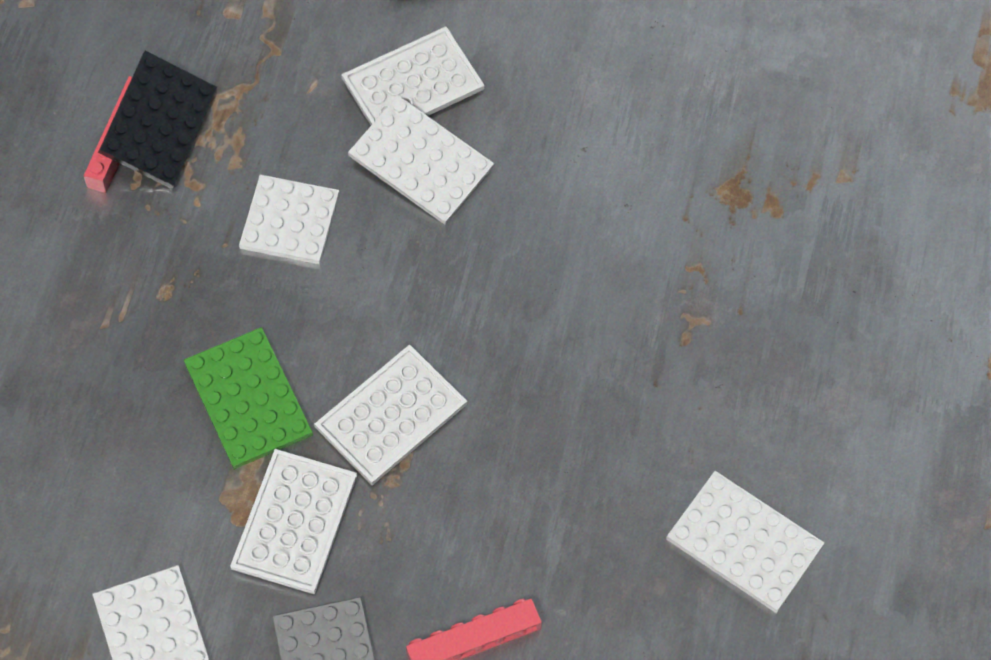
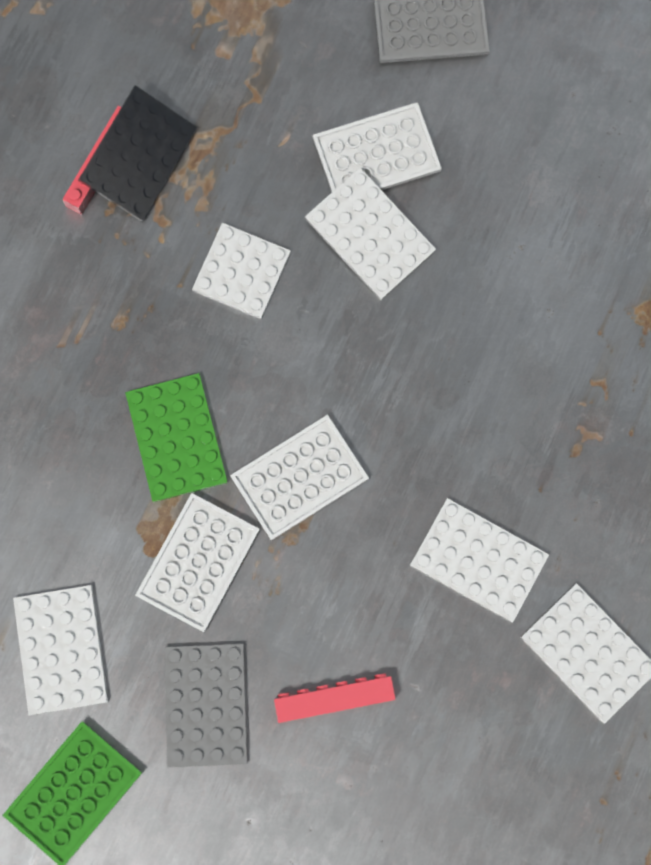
camera: 10 degrees right, 15 degrees up
(604, 466) = (479, 560): none -> white plate

